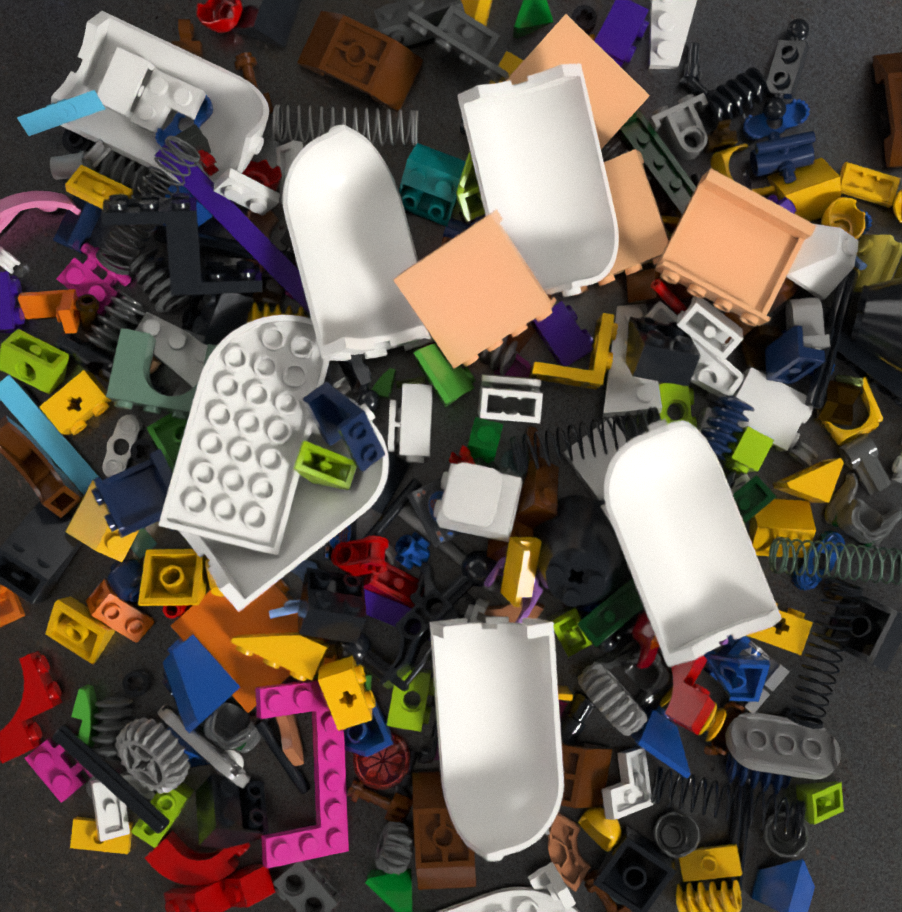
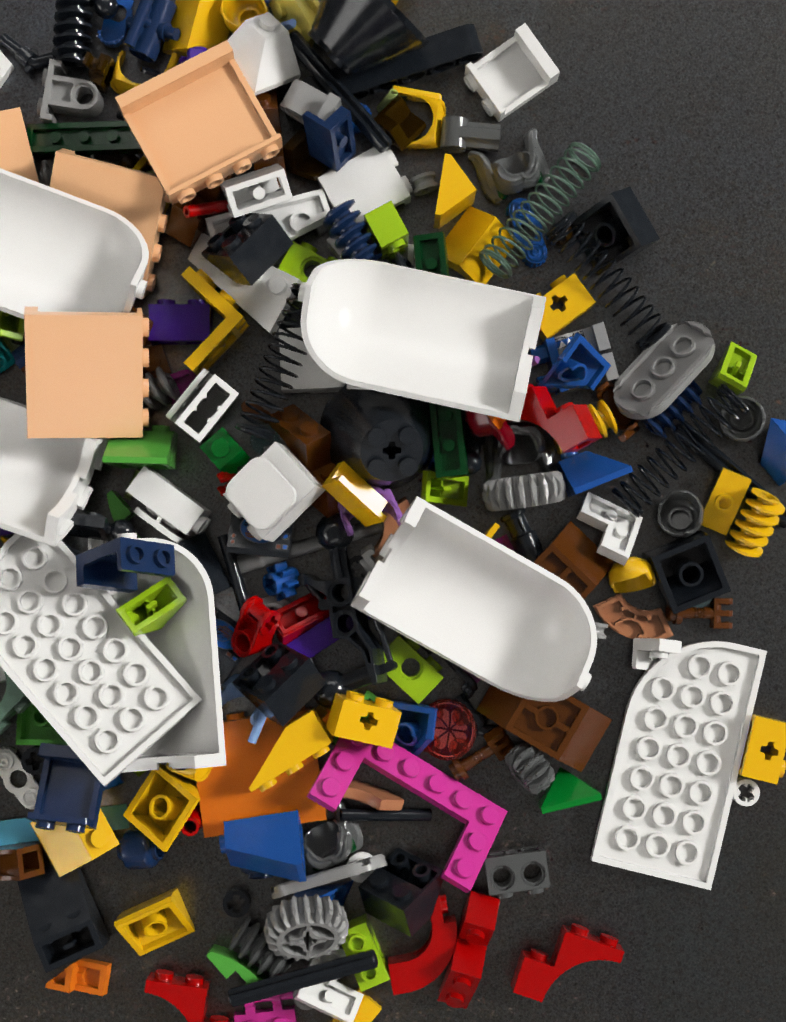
camera: 60 degrees left, 0 degrees up
(118, 613) = (164, 877): orange bracket -> none

